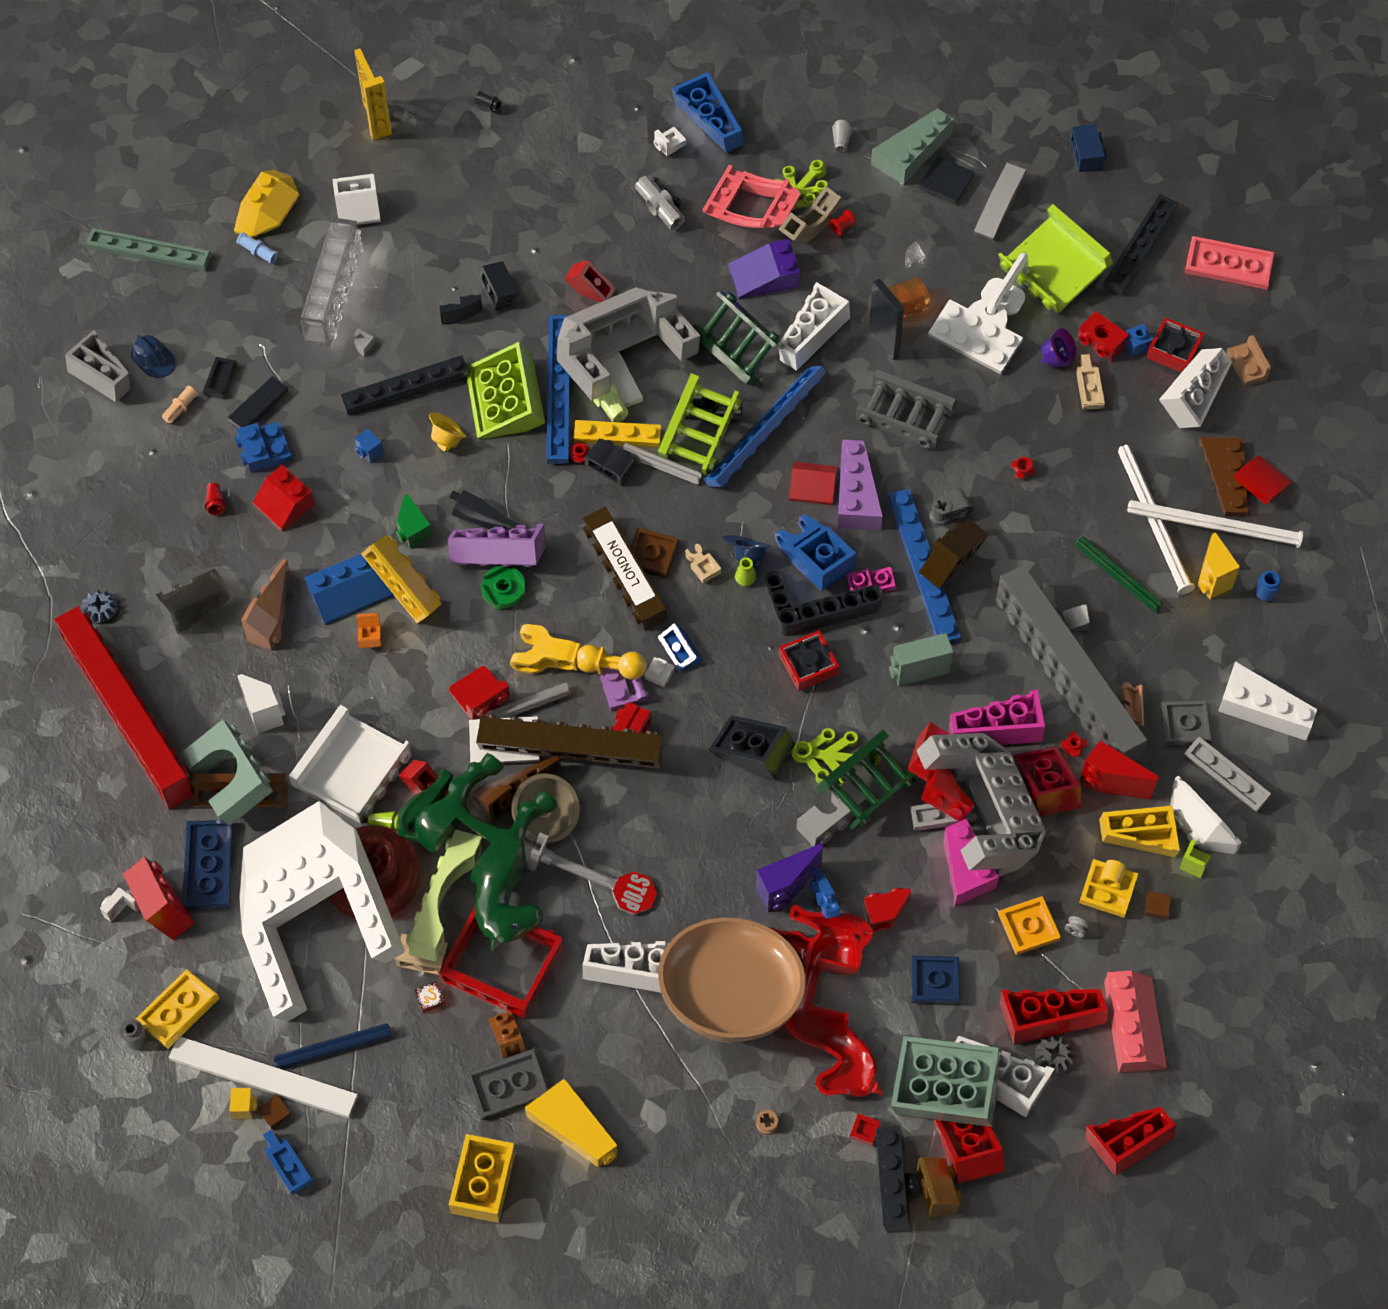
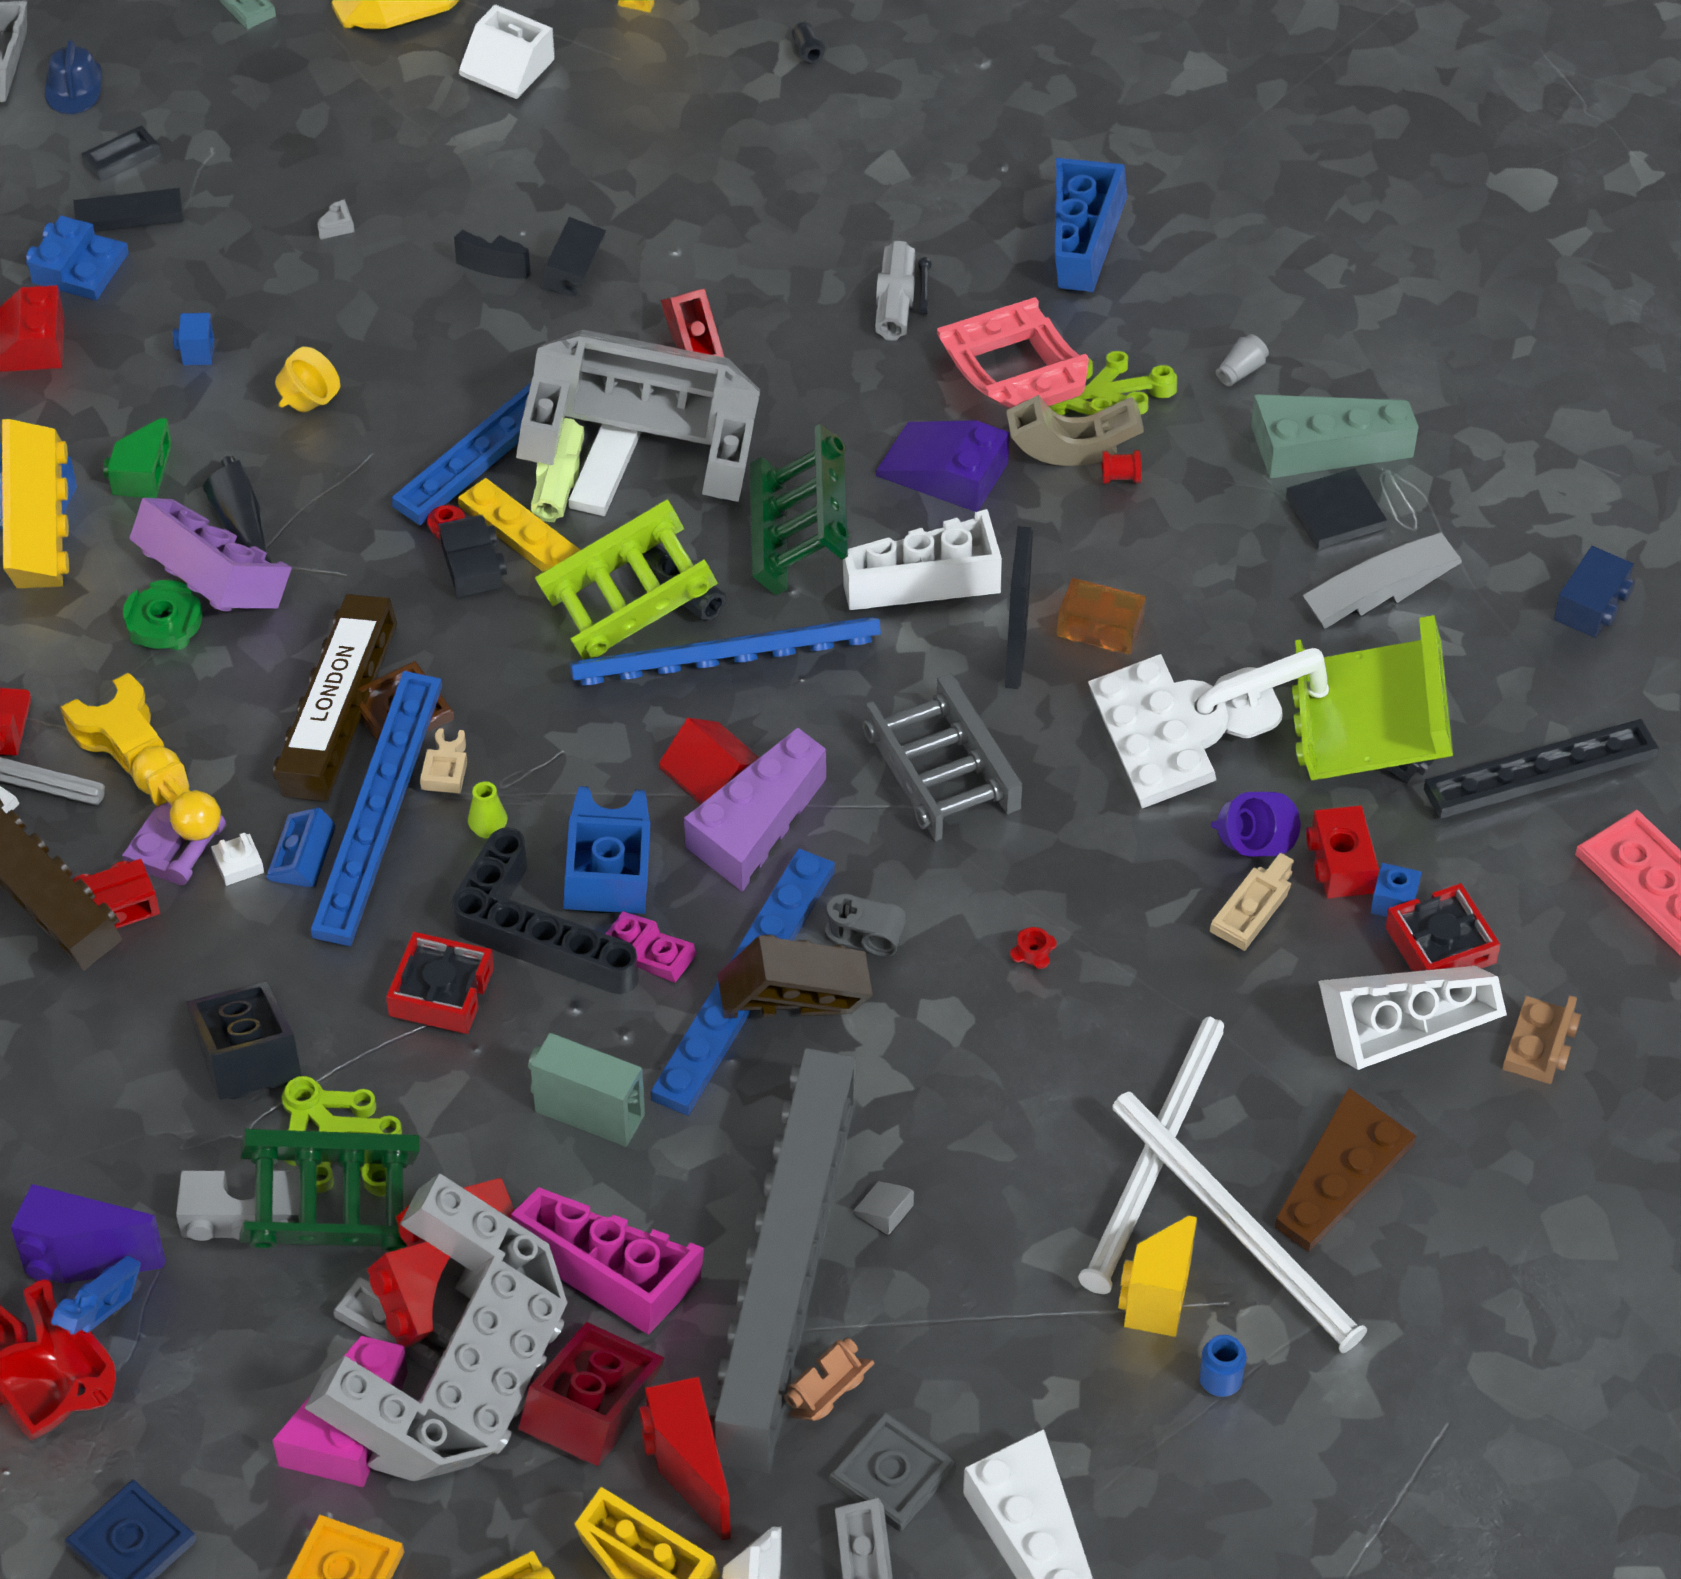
camera: 40 degrees right, 10 degrees down
(179, 404) = (37, 151): light nougat axle -> none
(257, 247) = (331, 36): light blue pin -> none
(331, 282) = (362, 121): clear brick -> none
(405, 385) = (325, 300): black plate -> none
(505, 393) = (435, 388): lime slope -> none
(664, 464) = (538, 606): light grey axle -> none
(669, 141) = (991, 226): white bracket -> none
(698, 604) = (376, 809): none -> blue plate
(747, 548) = (521, 782): dark blue piece -> none
(885, 909) = (170, 1389): red slope -> none
(914, 255) = (1180, 573): clear tile -> none
(1073, 750) = (696, 1362): red plate -> none
(1118, 574) = (1017, 1190): dark green axle -> none
(1262, 479) = (1383, 1212): red slope -> none

